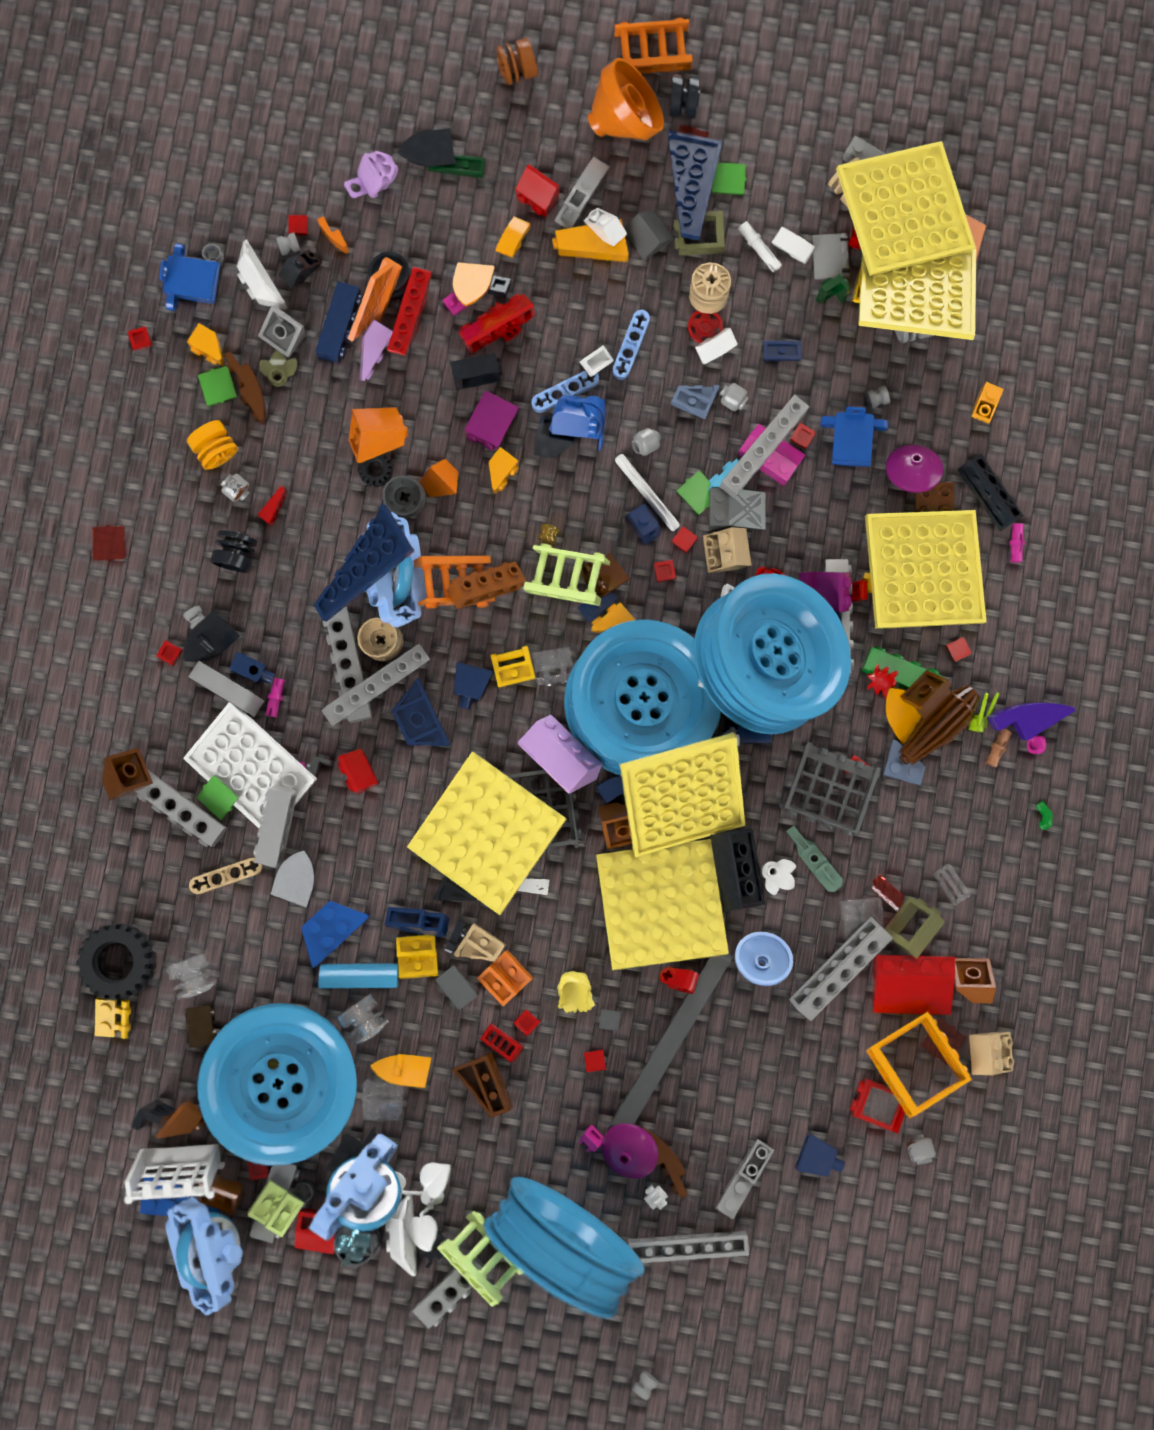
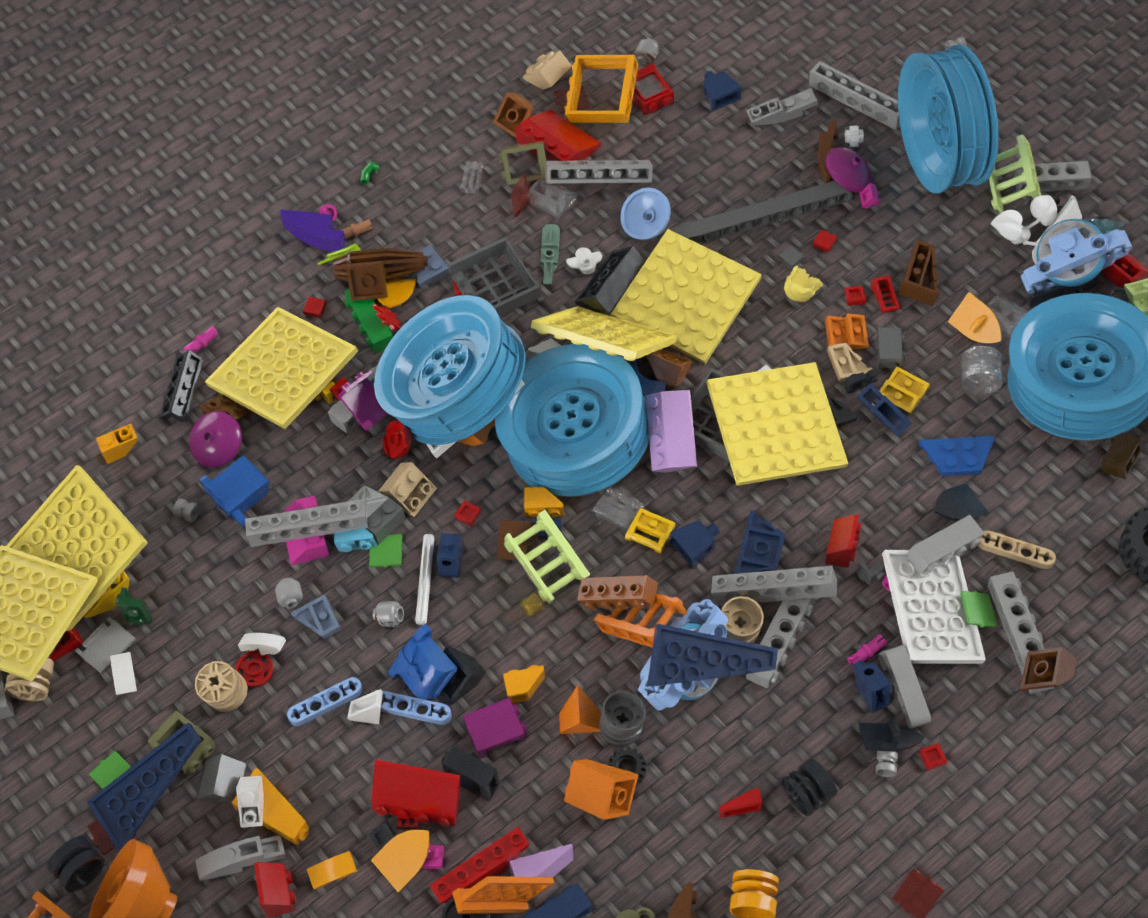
camera: 130 degrees left, 25 degrees down
(191, 976) = (1102, 490): clear wheel -> none
(235, 487) = (763, 847): light grey head -> none
(359, 975) = (961, 406): dark azure brick -> none
(679, 979) = (715, 236): red piece -> none
(684, 539) = (431, 523): red tile -> none
(756, 242) = (148, 703): white pin -> none
(781, 350) = (217, 600): dark blue plate -> none

